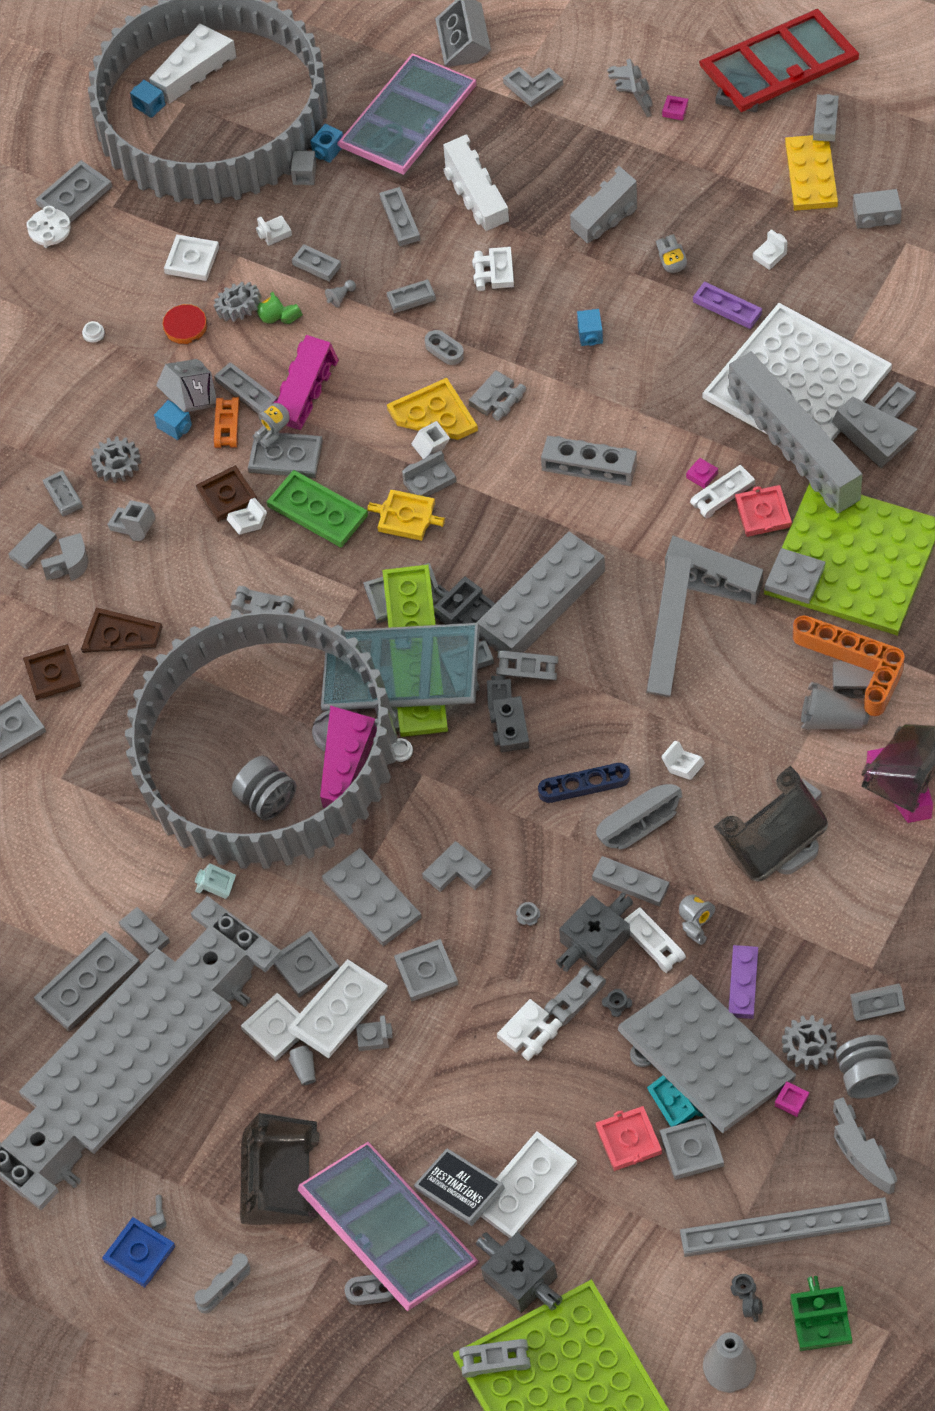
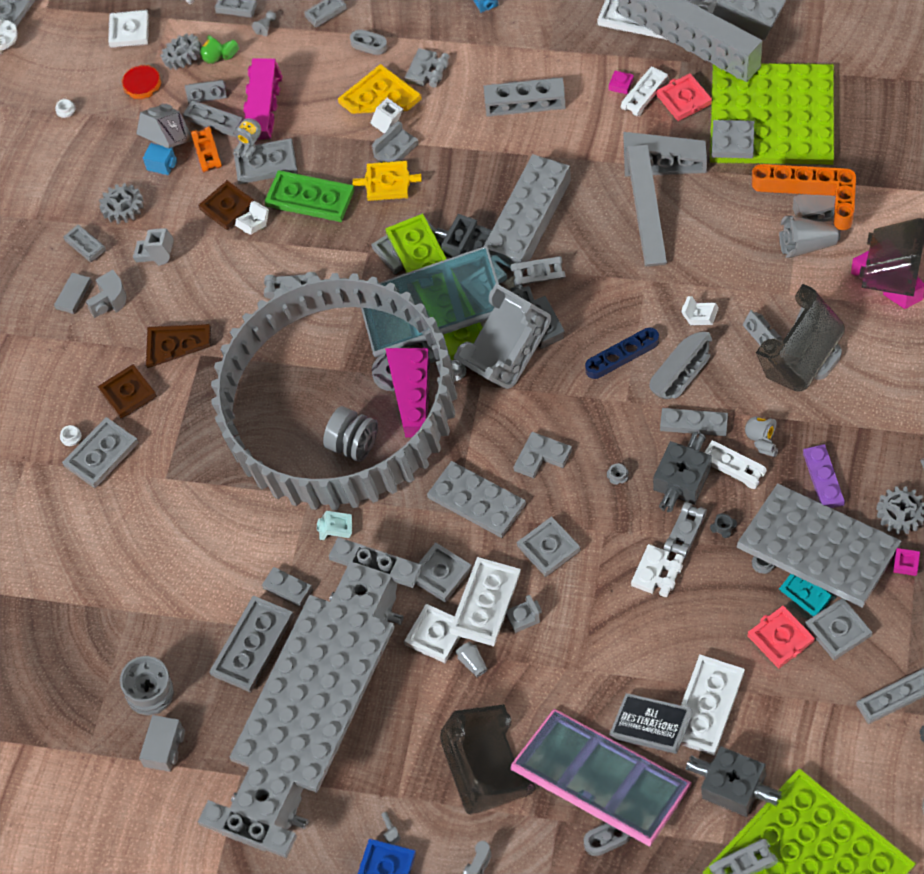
camera: 15 degrees left, 0 degrees up
(249, 355) = (206, 91): none -> light grey hinge
(460, 733) = (505, 339): none -> light grey windscreen
(739, 794) = (759, 328): none -> light grey hinge

